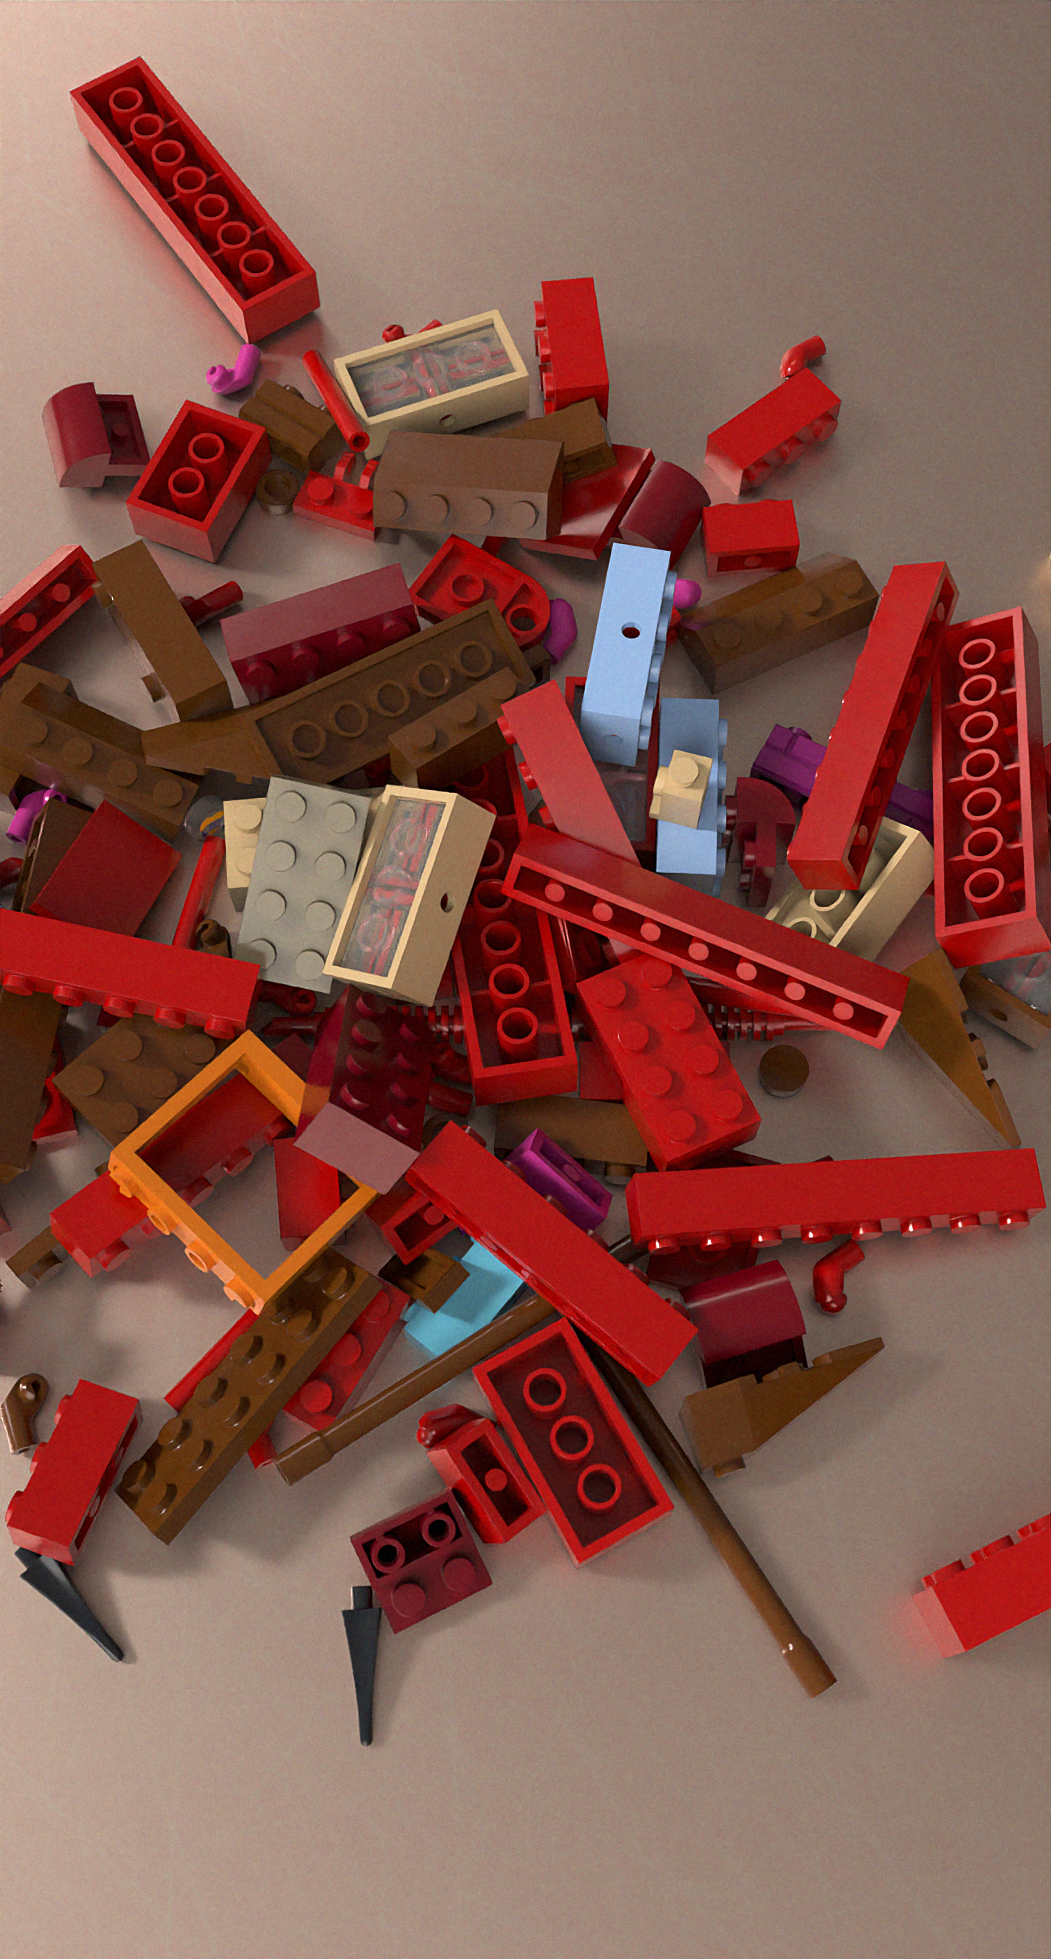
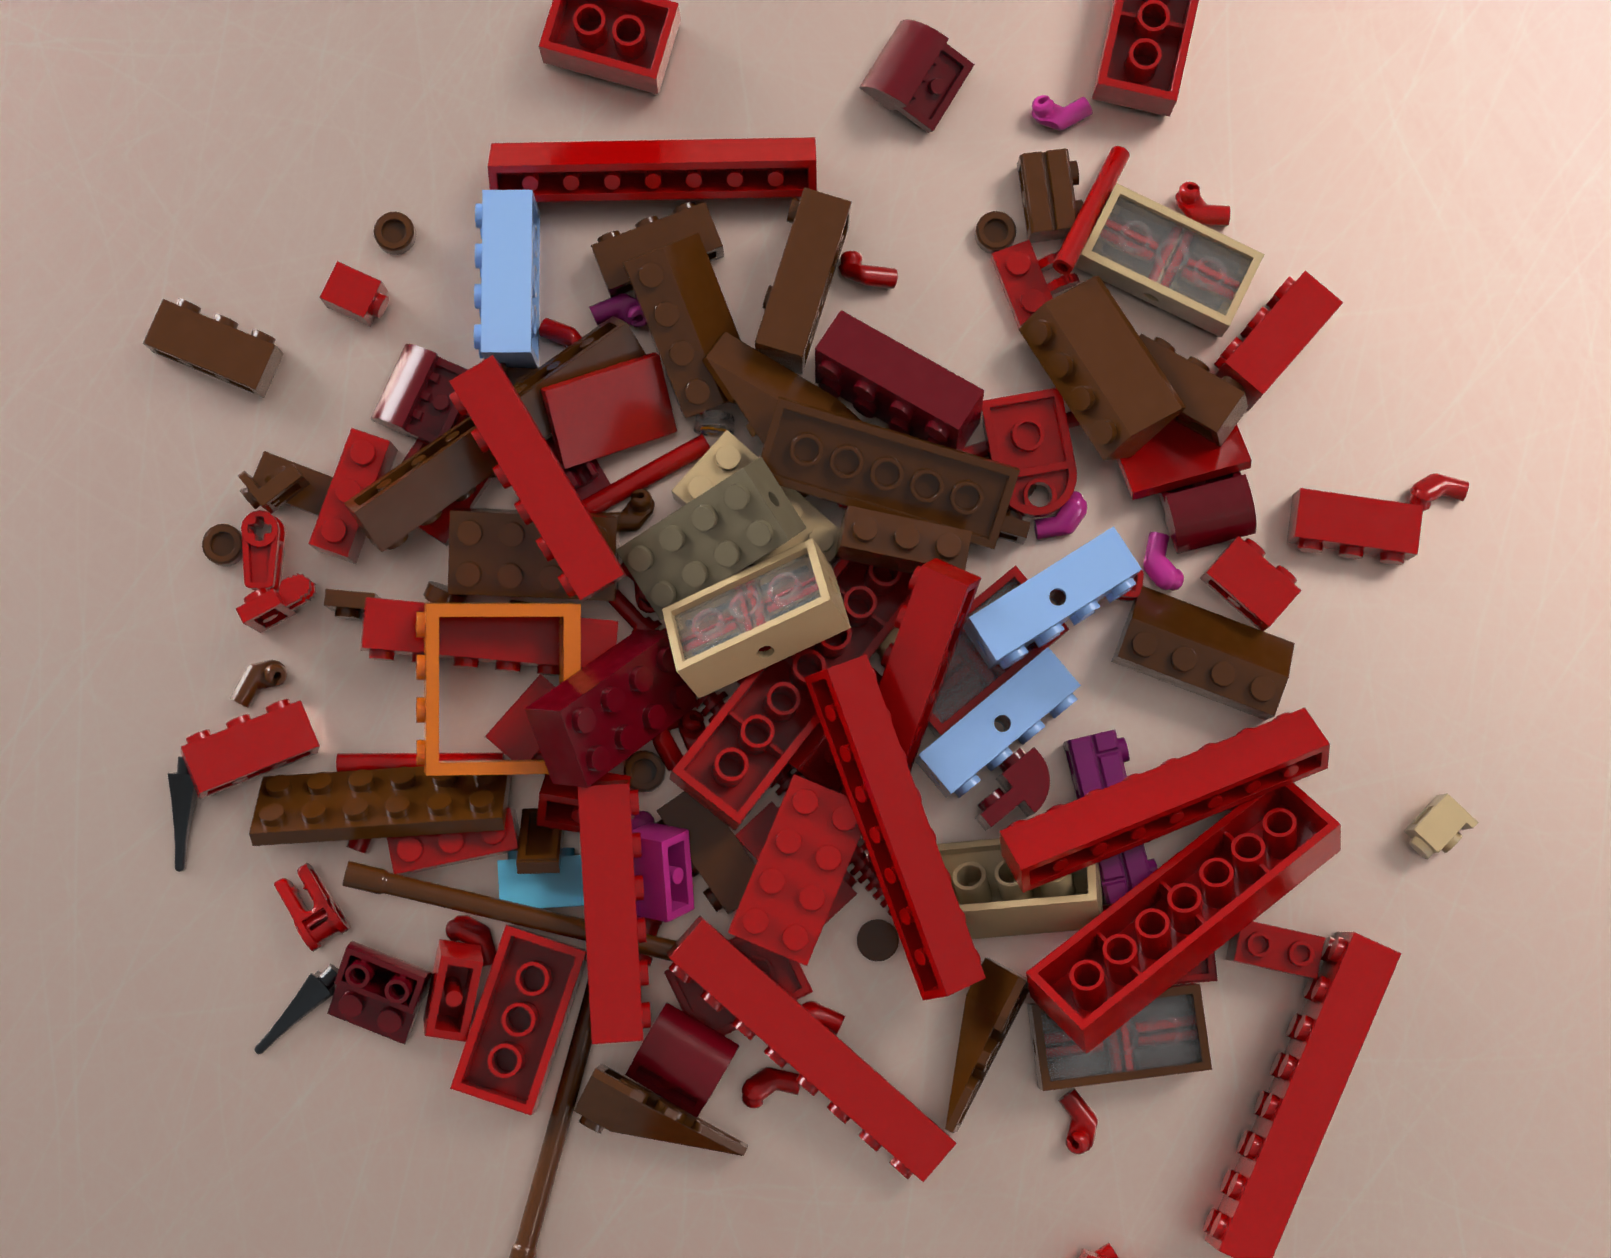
camera: 45 degrees right, 15 degrees up
(199, 481) = (946, 179): red brick -> none
(300, 1560) = (324, 917): none -> red piece
(681, 789) = (983, 723): tan brick -> none

